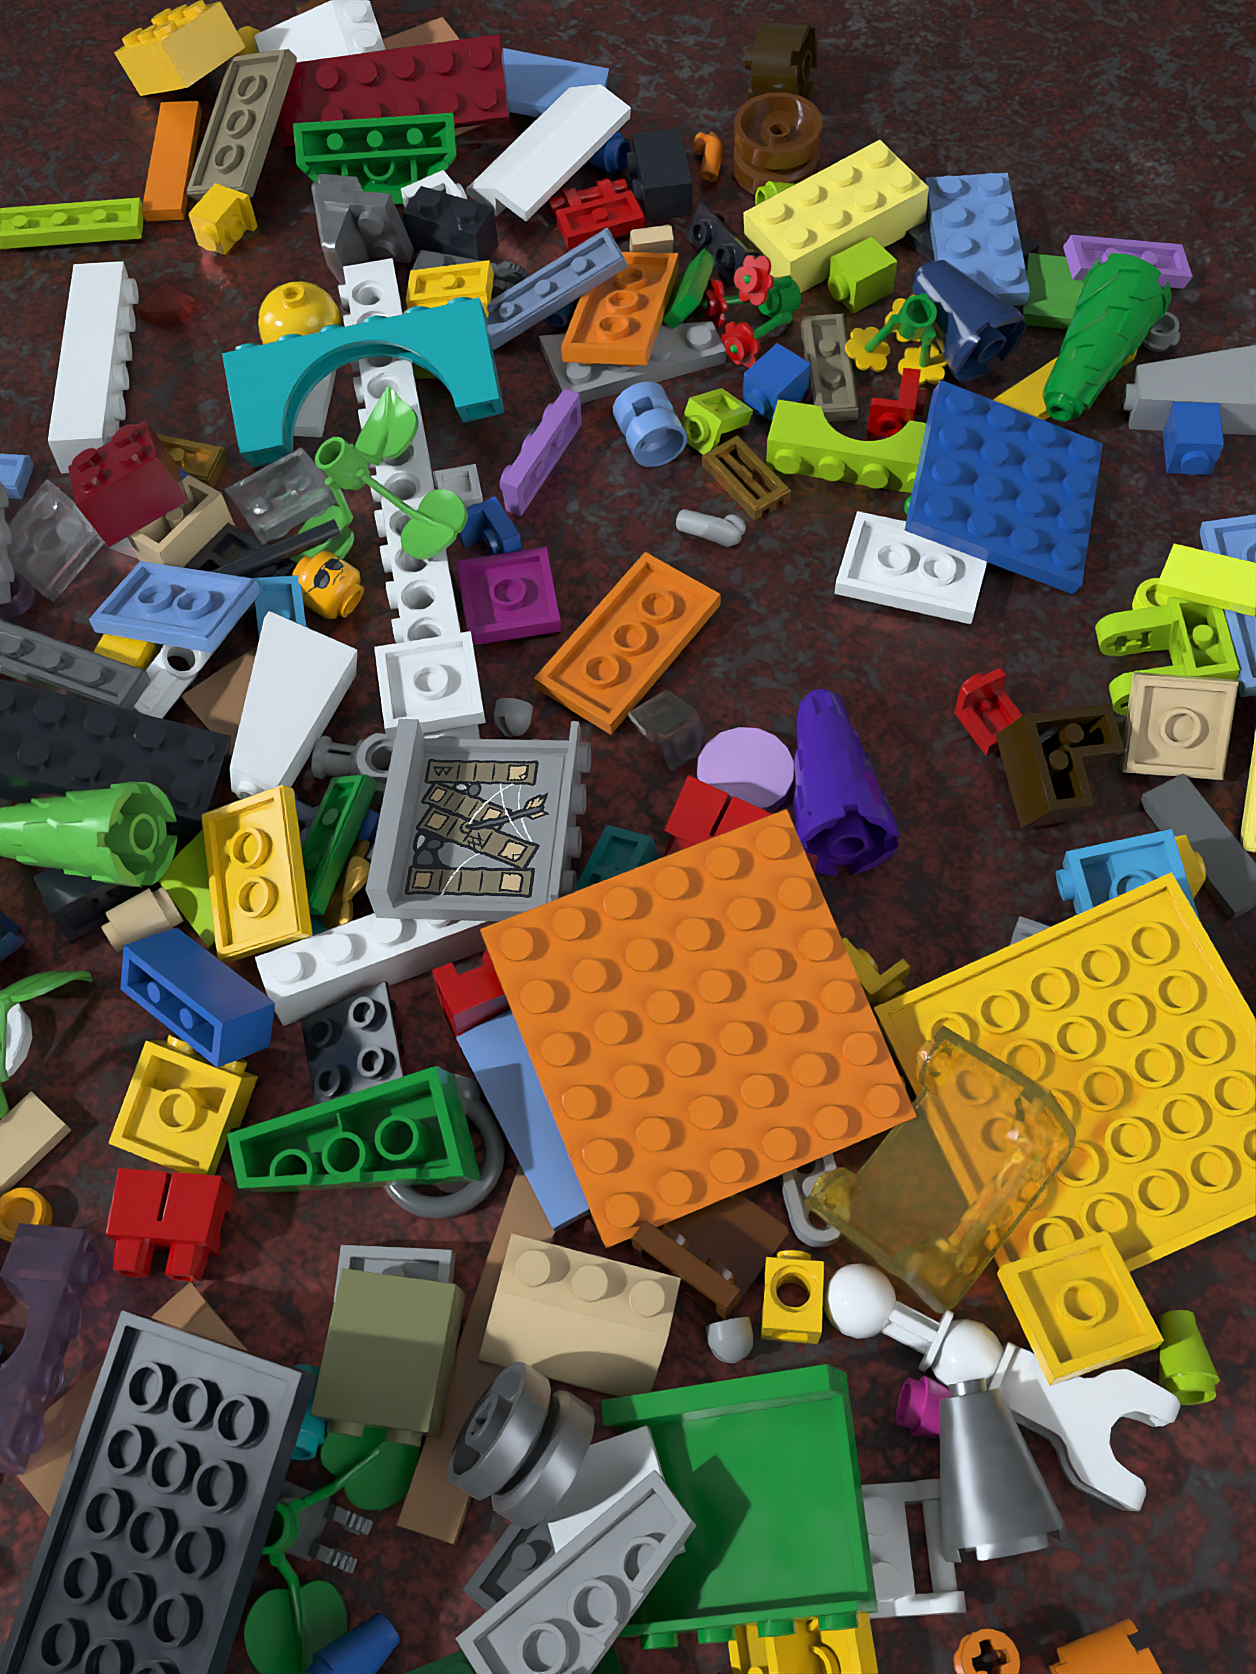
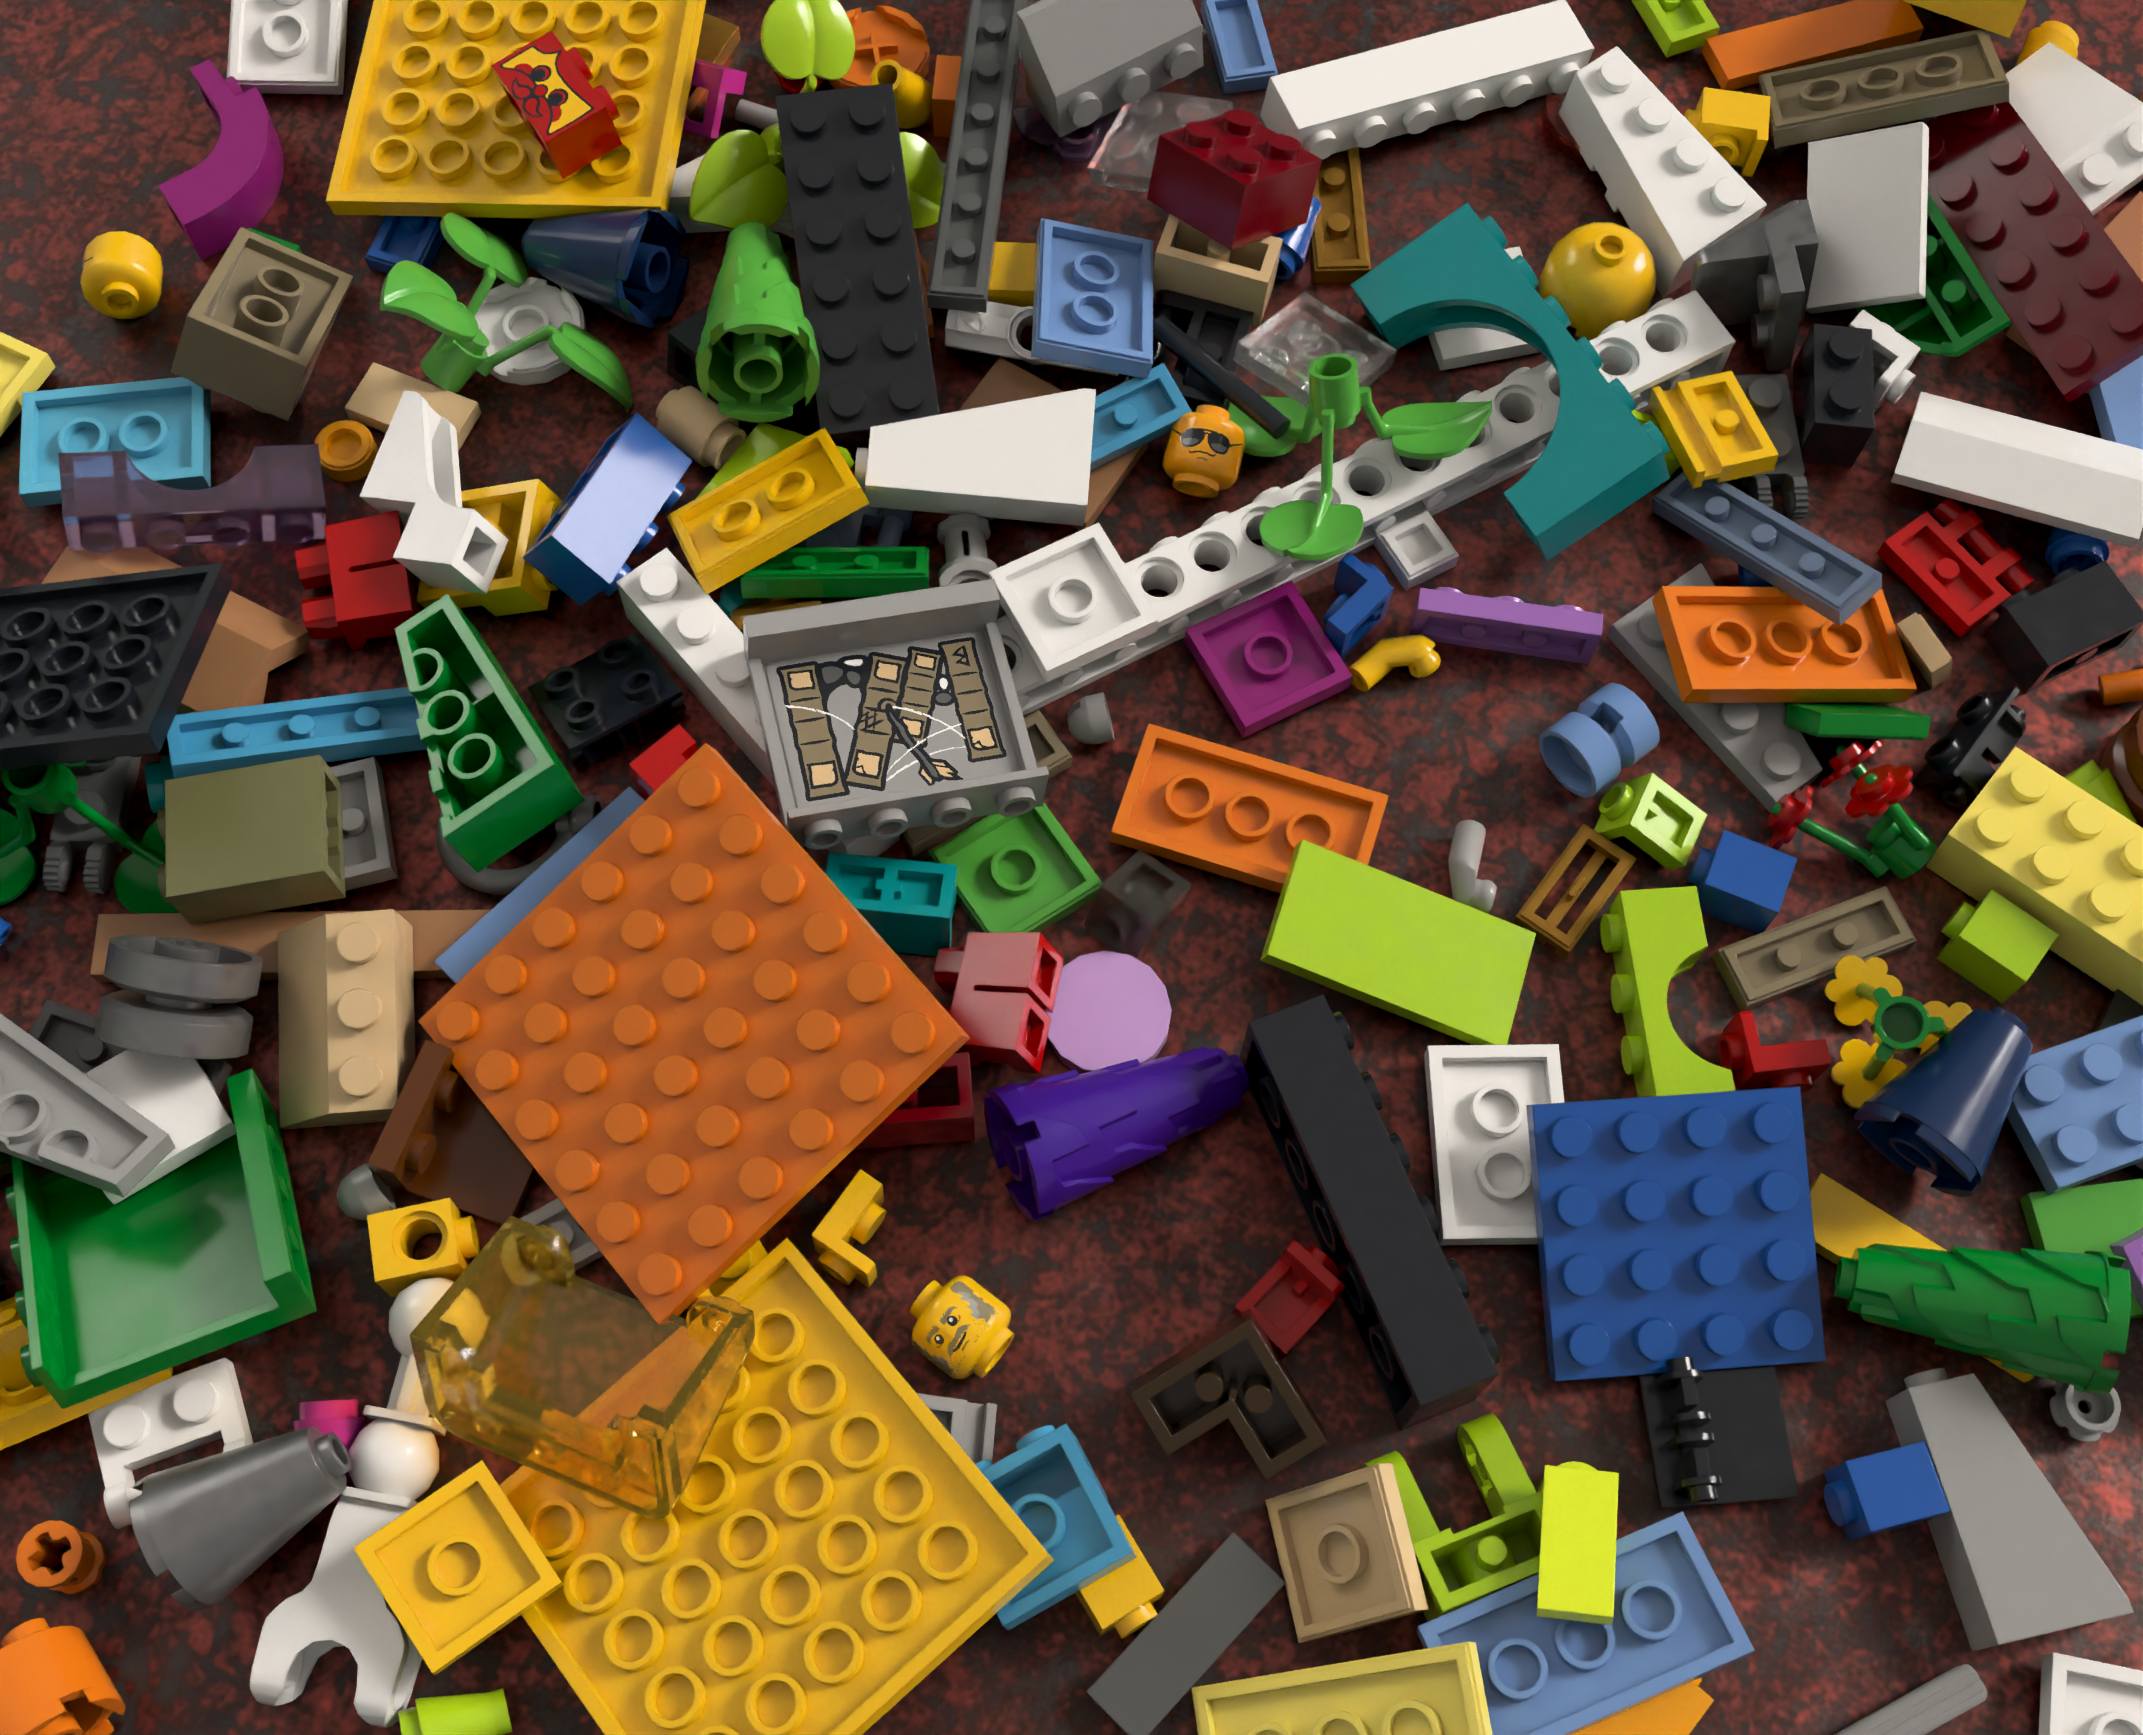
camera: 65 degrees right, 5 degrees up
(92, 1147) = (421, 480): none -> white arch
(230, 260) = (1655, 166): none -> white wedge
(301, 1278) = (280, 731): none -> dark azure plate
(325, 143) = (1869, 217): none -> white tile
(537, 513) = (1395, 652): none -> yellow arm
(622, 794) = (1018, 872): none -> bright green tile
(758, 578) = (1398, 946): none -> lime tile
(939, 641) = (1366, 1213): none -> black brick
(961, 920) = (961, 1327): none -> yellow head
(1135, 514) = (1717, 1435): none -> black hinge

